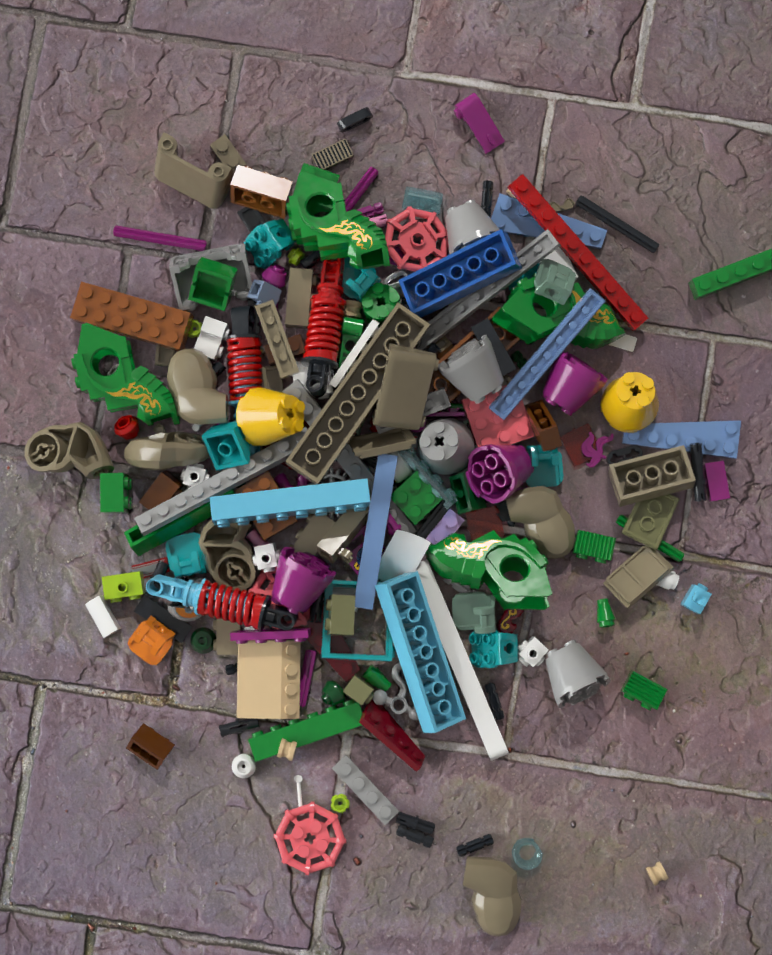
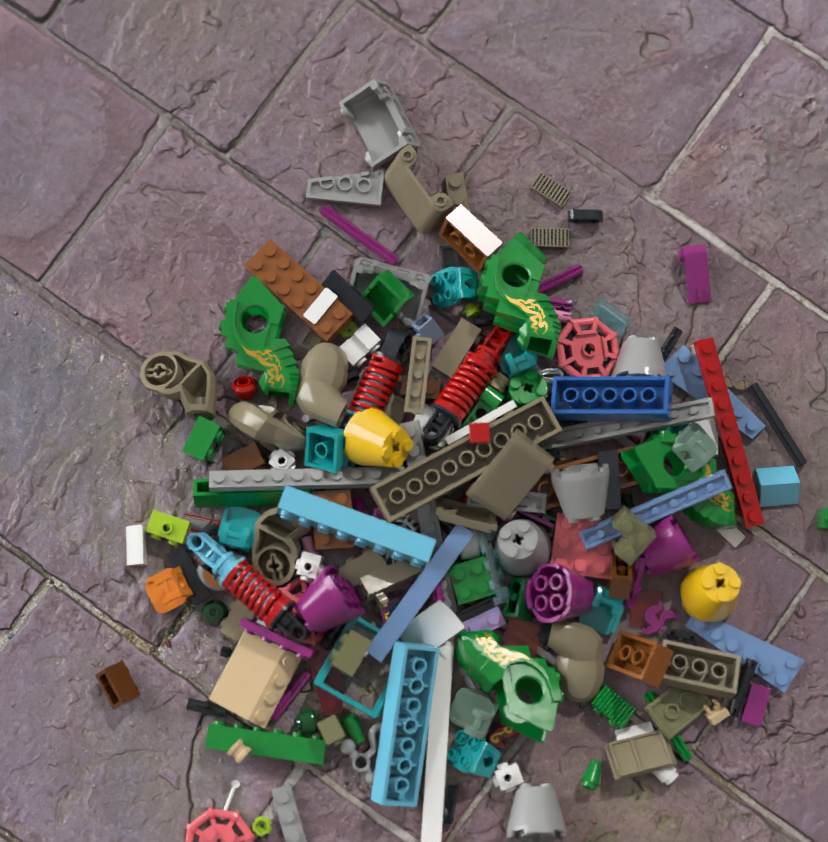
camera: 25 degrees right, 5 degrees down
(125, 124) = (379, 121): none -> light grey windscreen
(129, 200) = (356, 189): none -> light grey wing
(157, 320) = (320, 305): none -> white sticker
(178, 298) = (349, 296): none -> black tile
(248, 761) = (197, 751): white plate -> none
(275, 276) = (444, 318): magenta cone -> none
(312, 111) = (551, 190): none -> tile
(357, 364) = (479, 433): none -> red tile
(387, 730) = (340, 784): dark red wing -> none
(541, 387) = (636, 535): none -> olive brick
(556, 407) = (639, 563): none -> magenta pin
(597, 492) = (639, 658): none -> dark orange brick
(622, 556) = (634, 730): none -> white sticker
(643, 278) = (777, 486): none -> medium azure slope
(686, 506) = (716, 713): none -> tan tile
(696, 598) = (684, 803): medium azure brick -> none

